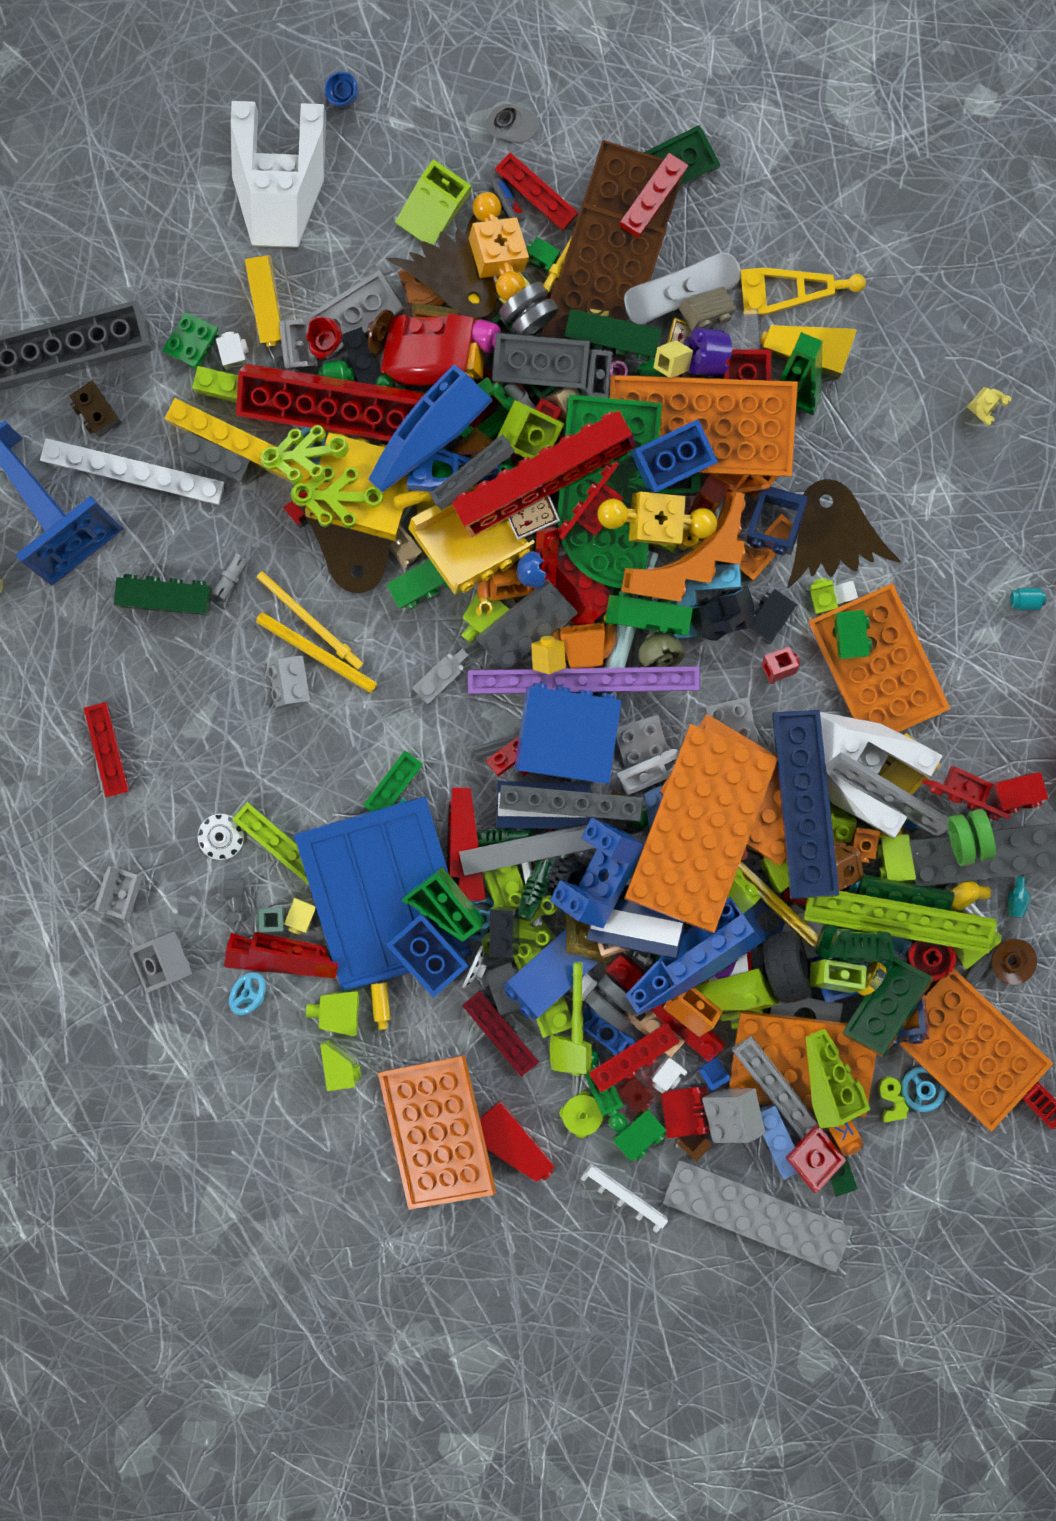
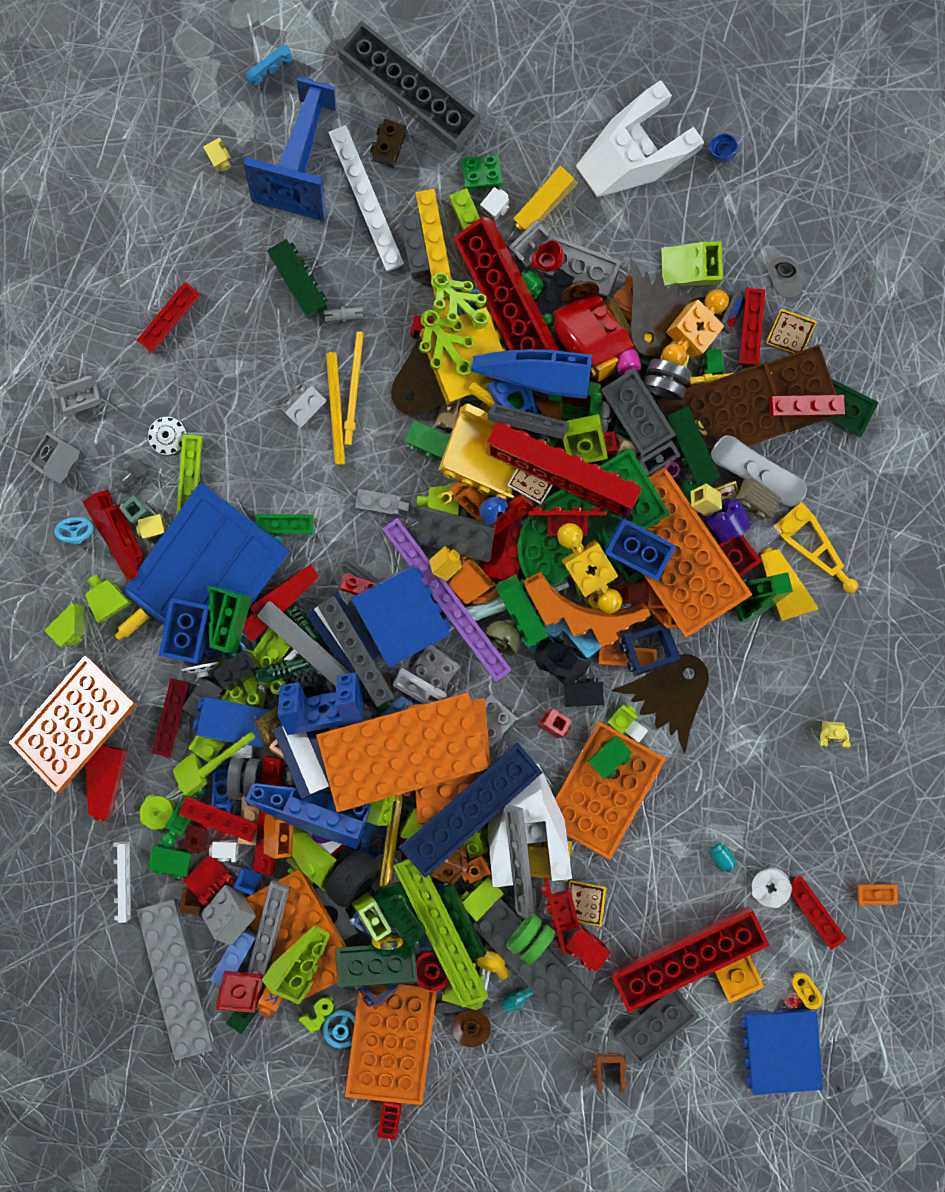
camera: 50 degrees right, 0 degrees up
(569, 157) = (791, 331): none -> piece
(977, 758) = (588, 902): none -> piece

